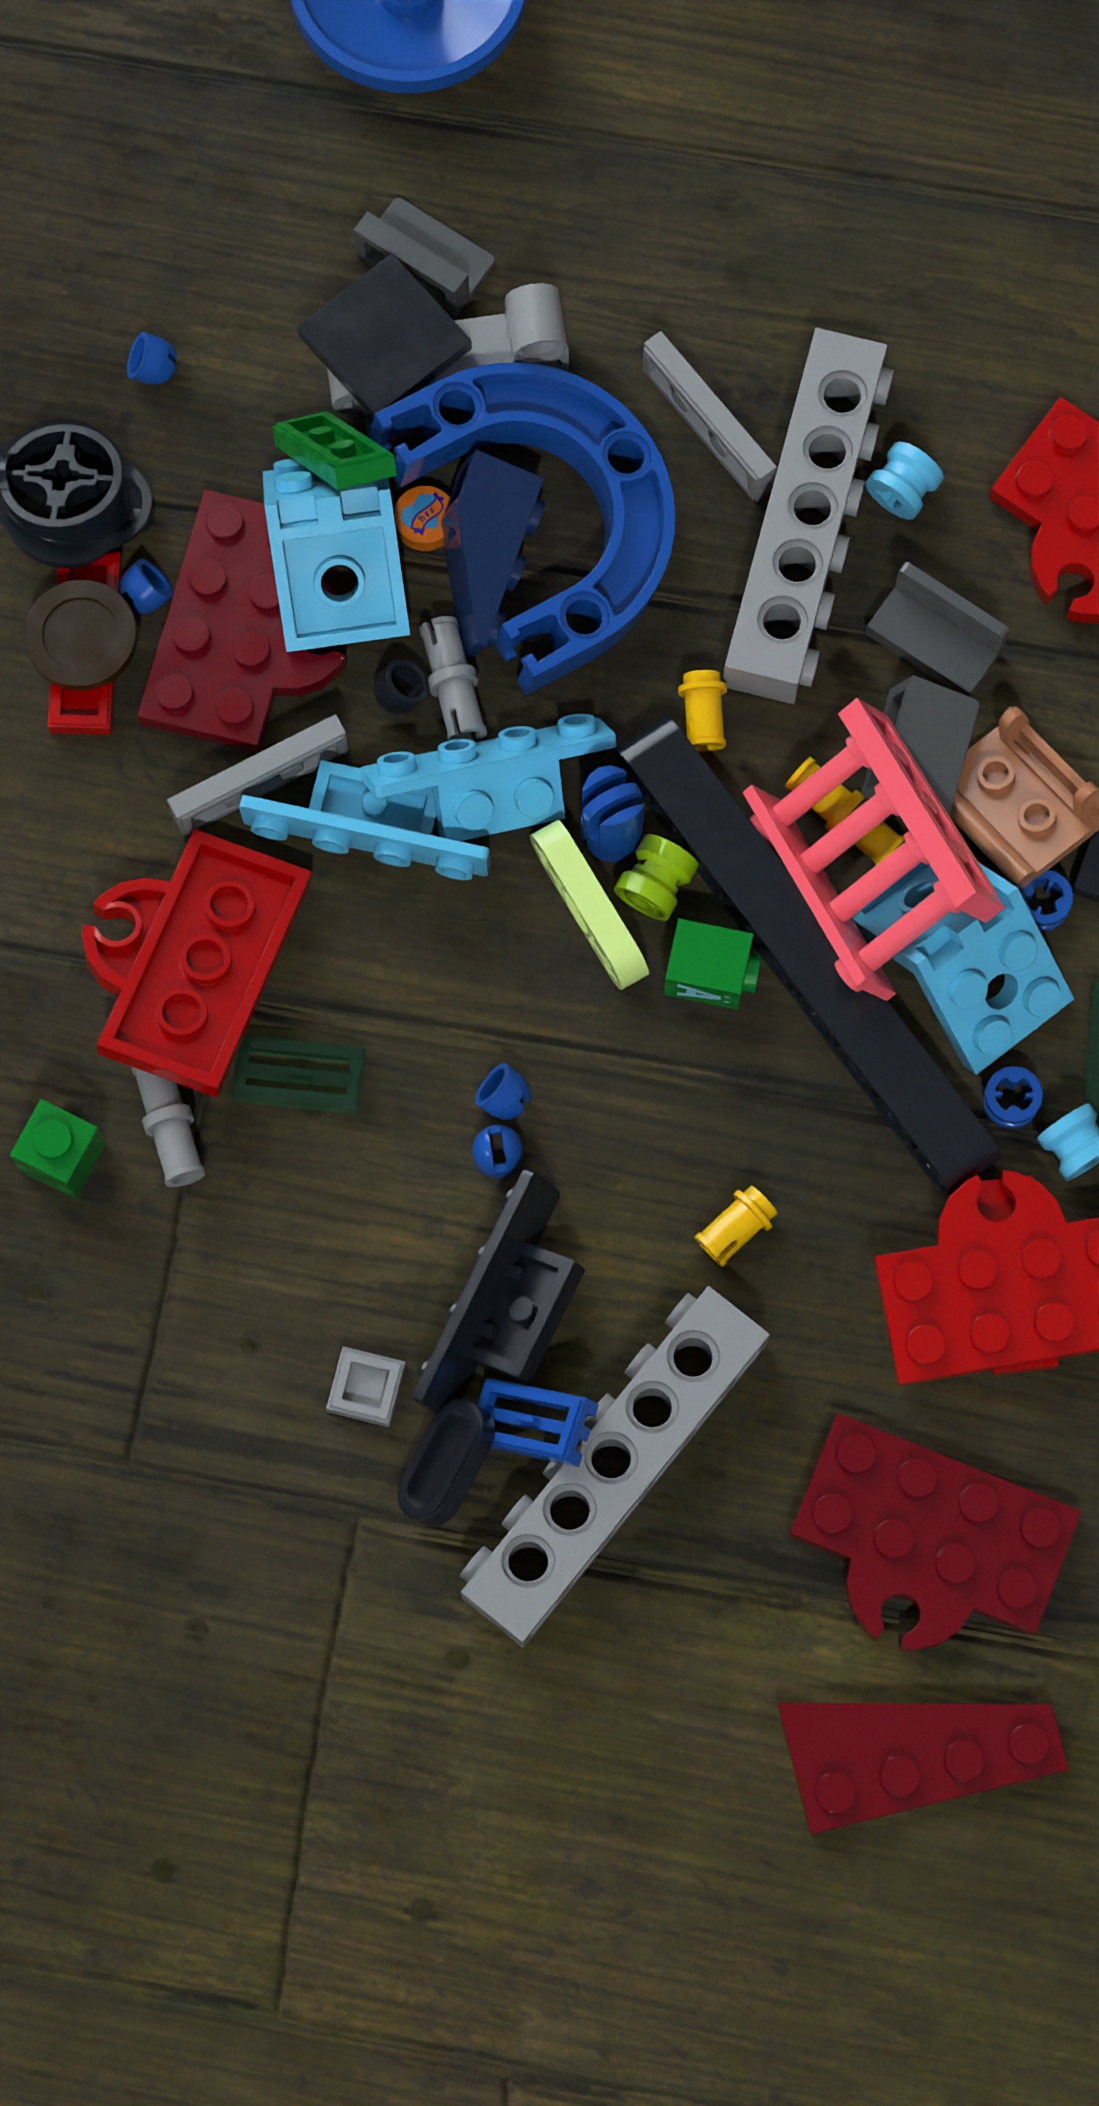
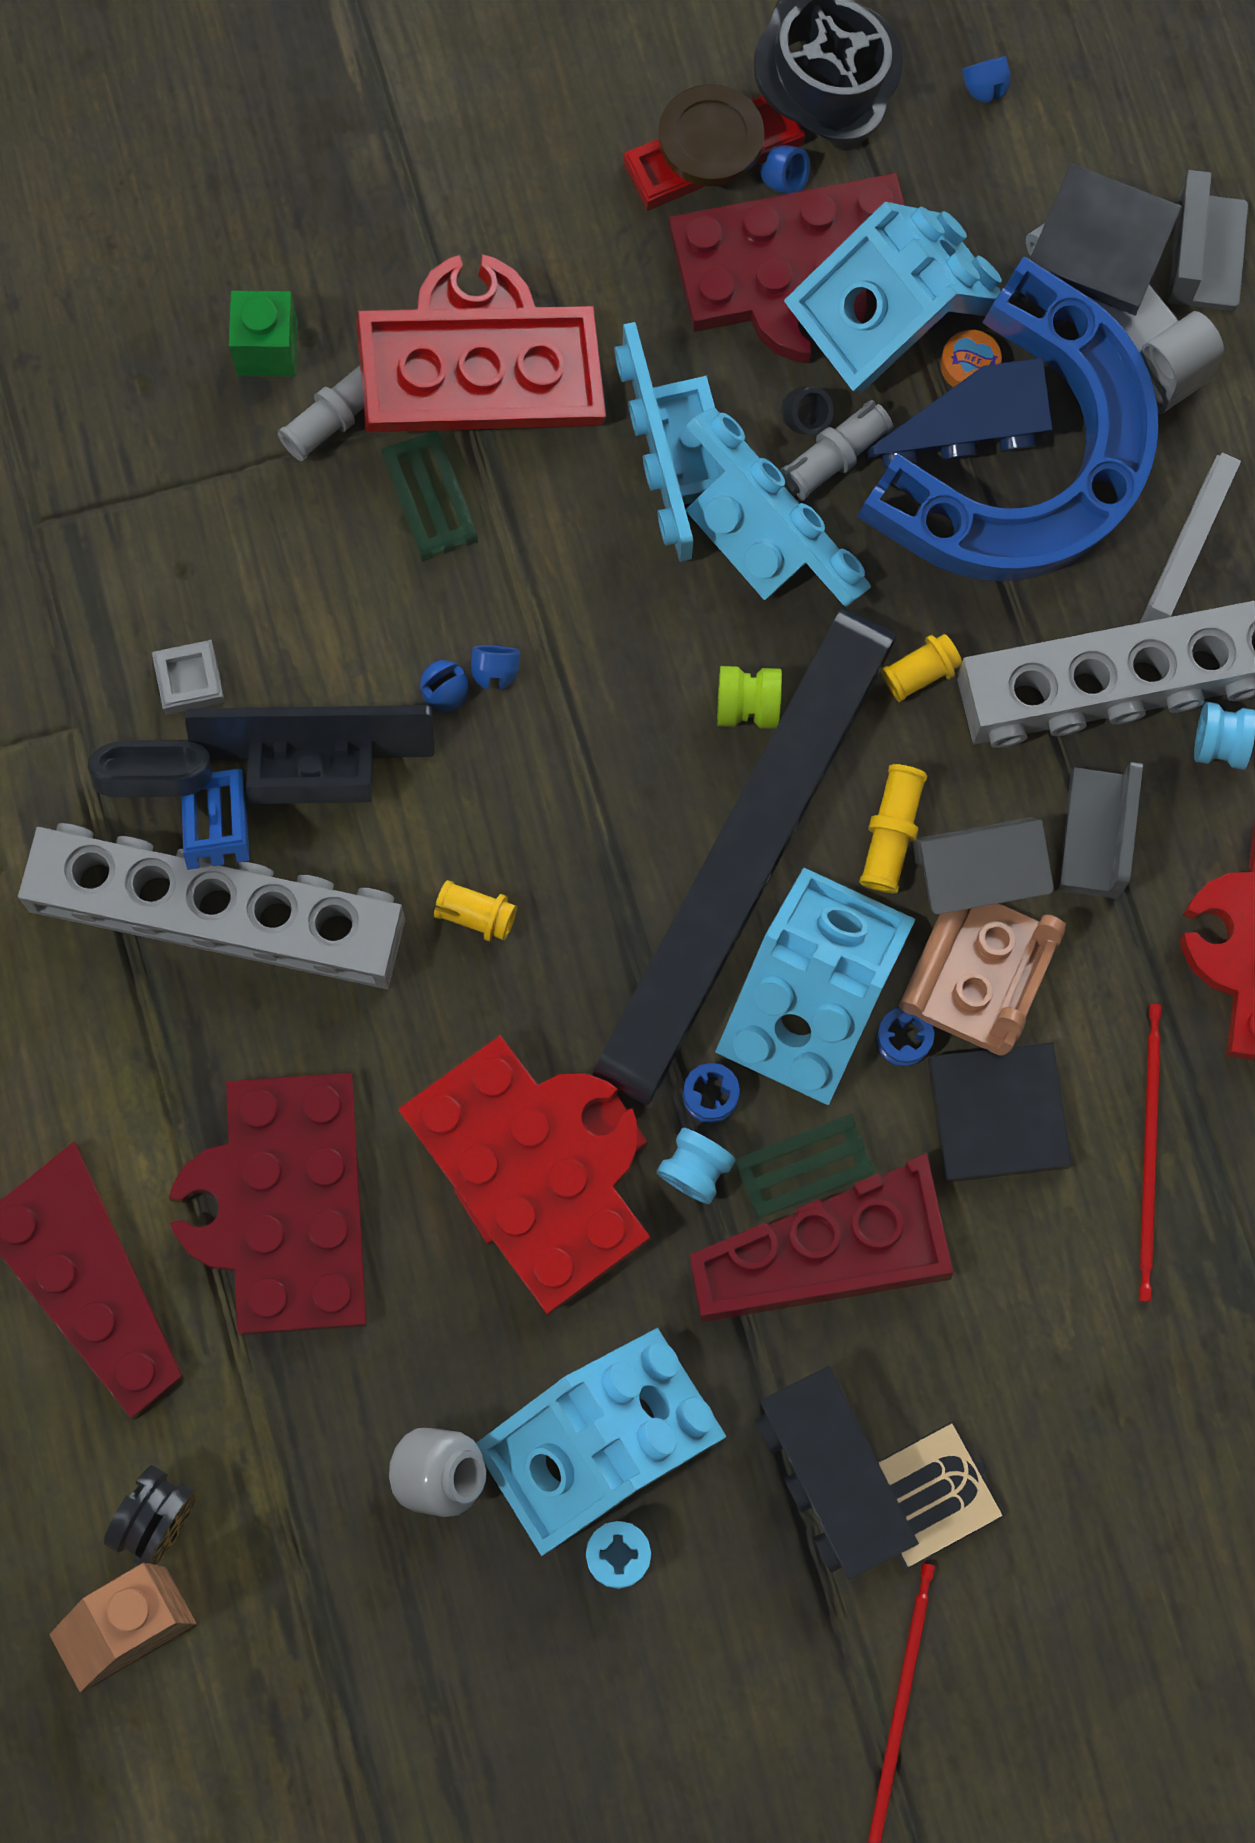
camera: 60 degrees right, 0 degrees up
(258, 775) = (668, 334): light grey tile -> none
(334, 450) = (976, 244): green tile -> none
(589, 904) = (695, 654): yellowish green beam -> none
(611, 814) = (781, 628): blue arm -> none
(711, 964) = (694, 778): green brick -> none
(930, 840) = (884, 894): coral fence -> none

